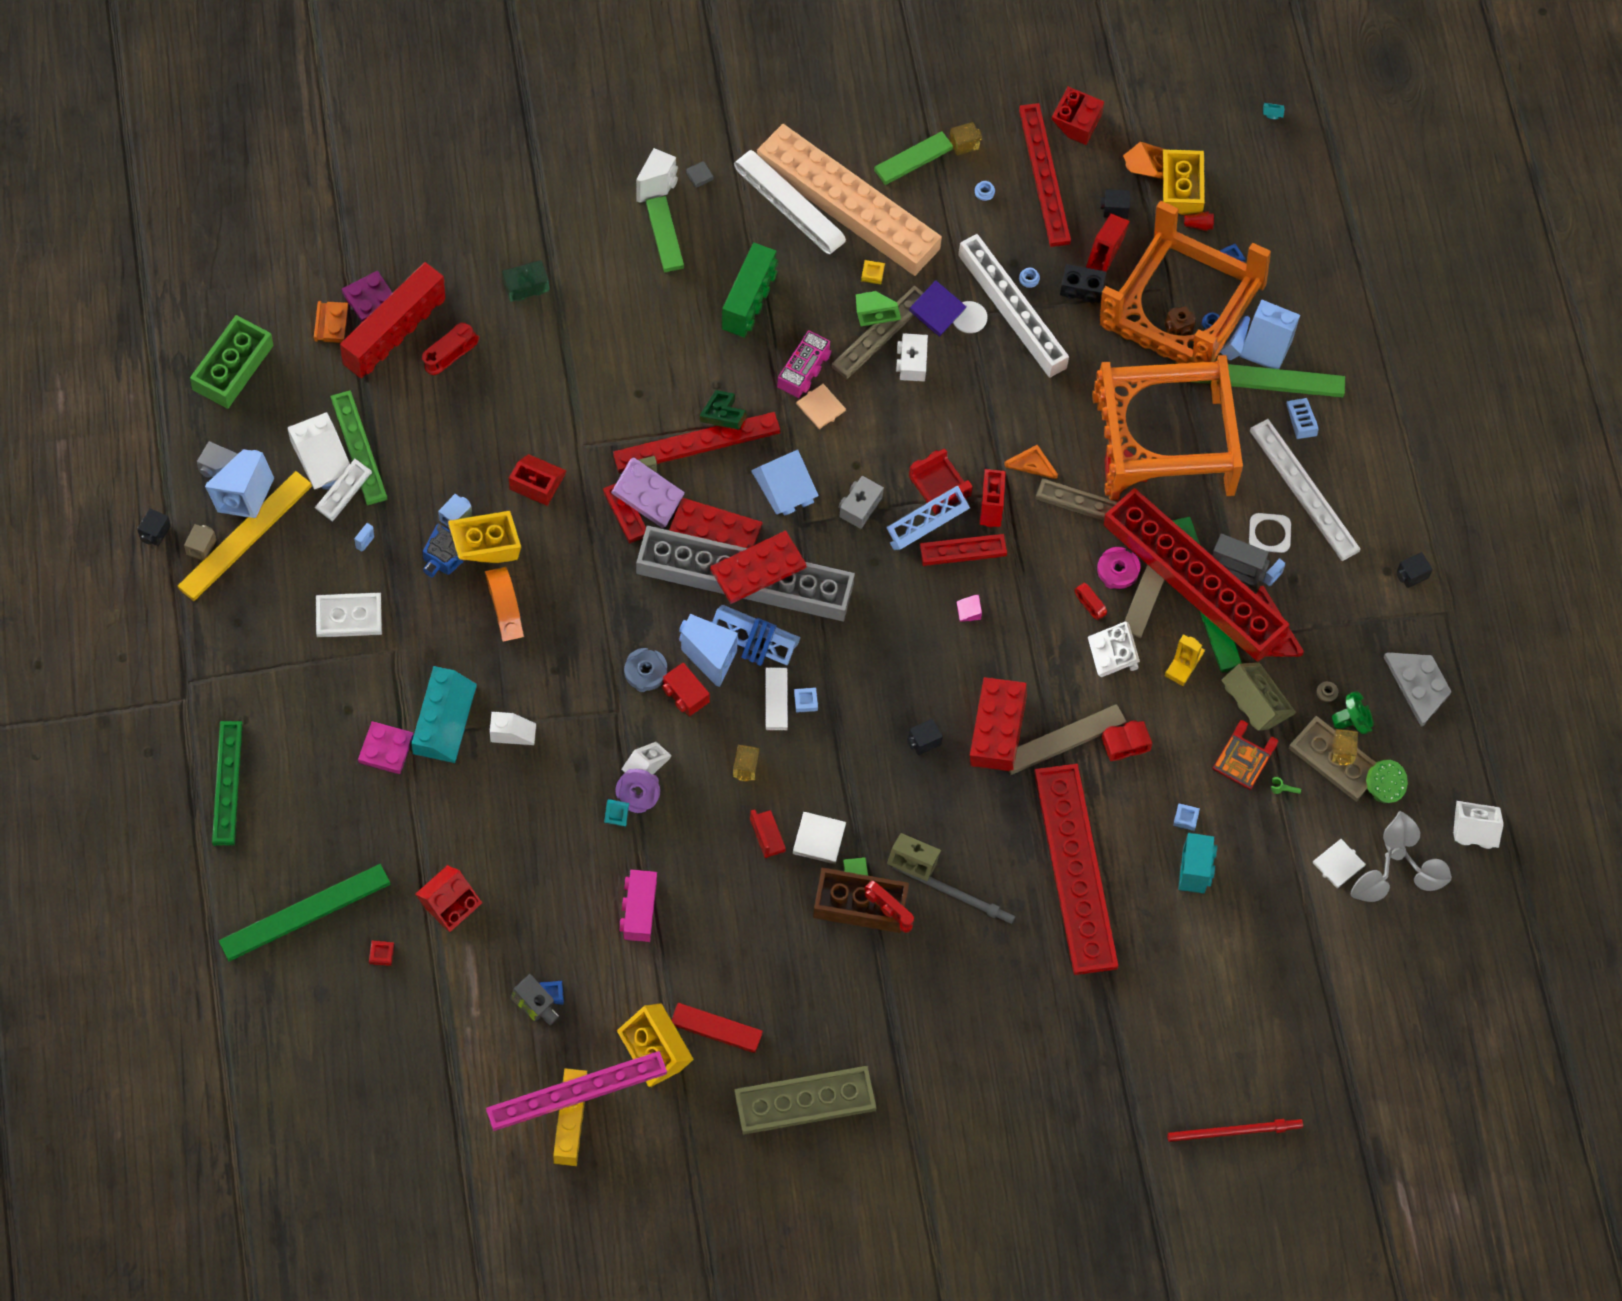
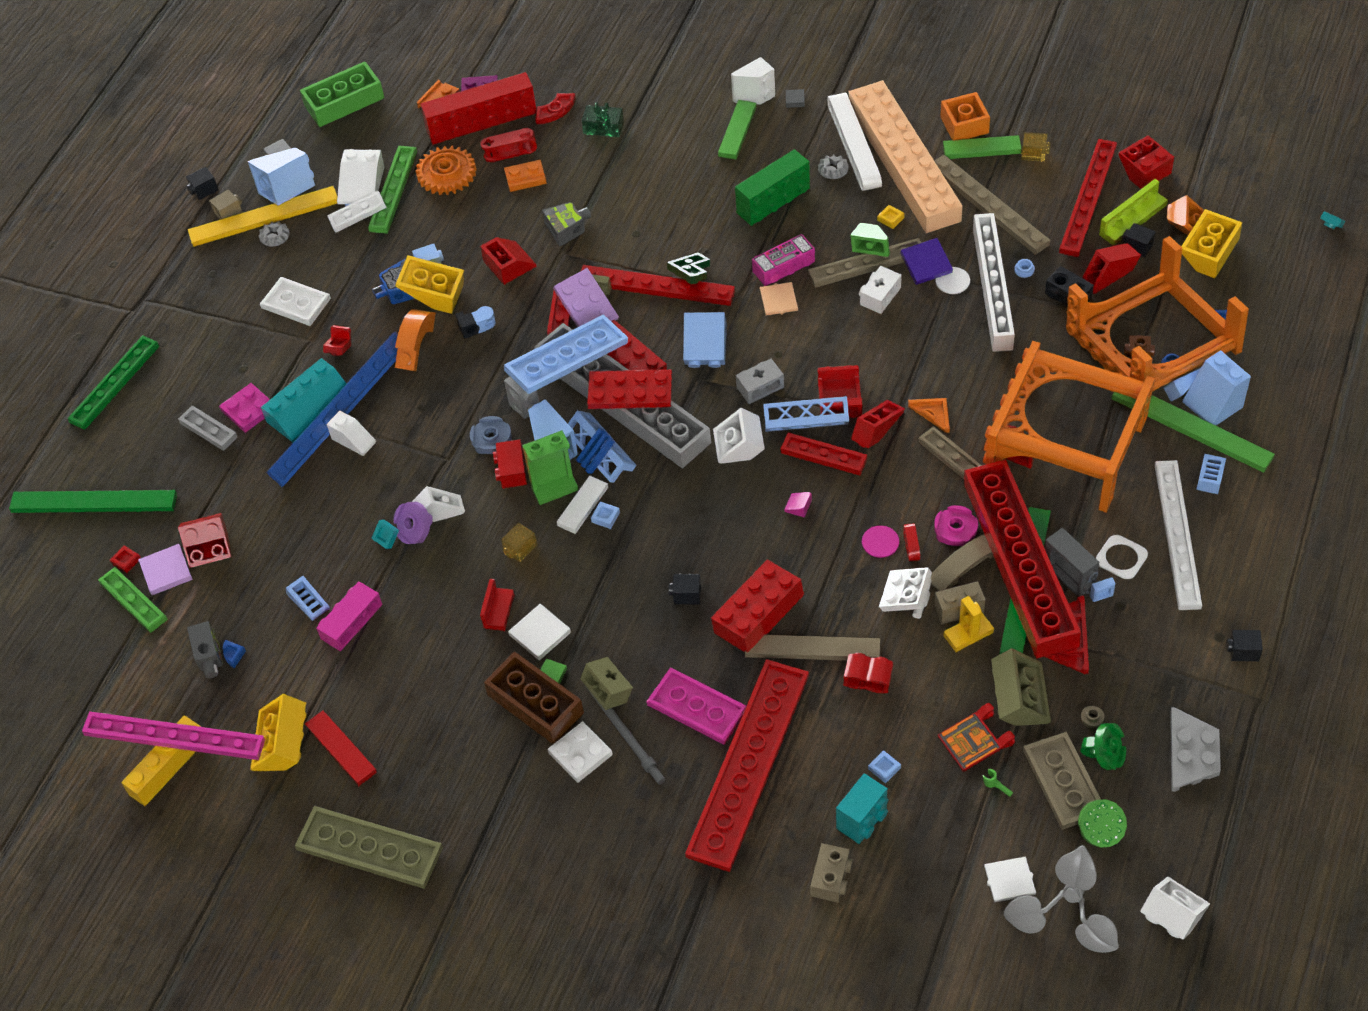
camera: 40 degrees right, 10 degrees down
(276, 558) = (272, 239): none -> light grey gear
(364, 537) = (346, 250): light blue tile -> none
(364, 787) = (207, 428): none -> light grey plate
(399, 390) = (446, 170): none -> orange gear
(419, 987) = (132, 599): none -> bright green tile
(429, 639) = (339, 341): none -> red bracket
(429, 944) = (165, 569): none -> lavender tile
(464, 284) = (556, 109): none -> red tile
(480, 710) = (344, 401): none -> blue plate
(485, 375) = (525, 175): none -> orange plate
(550, 559) = (475, 322): none -> leg
(564, 412) = (565, 221): none -> dark grey torso
(588, 901) = (298, 585): none -> light blue slope
(654, 616) = (519, 399): none -> light grey brick
(679, 559) = (565, 354): none -> light blue plate
(736, 682) = (550, 467): none -> bright green panel
(787, 246) = (831, 172): none -> light grey gear
(878, 568) = (738, 437): none -> white slope
(883, 132) = (965, 116): none -> orange brick
(889, 905) = (546, 710): red plate -> none
(929, 928) = (580, 752): none -> white plate
(960, 220) = (989, 203): none -> dark tan plate
(984, 186) = (1027, 191): light blue plate -> none
(999, 839) = (697, 705): none -> dark pink tile
(1060, 612) = (880, 541): none -> dark pink piece
(1095, 177) = (1134, 210): none -> lime fence
(1164, 640) = (949, 601): none -> dark tan brick
(1200, 929) = (830, 873): none -> dark tan brick
(1201, 221) = (1212, 281): red cone -> none
(1344, 747) = (1075, 769): clear yellow brick -> none

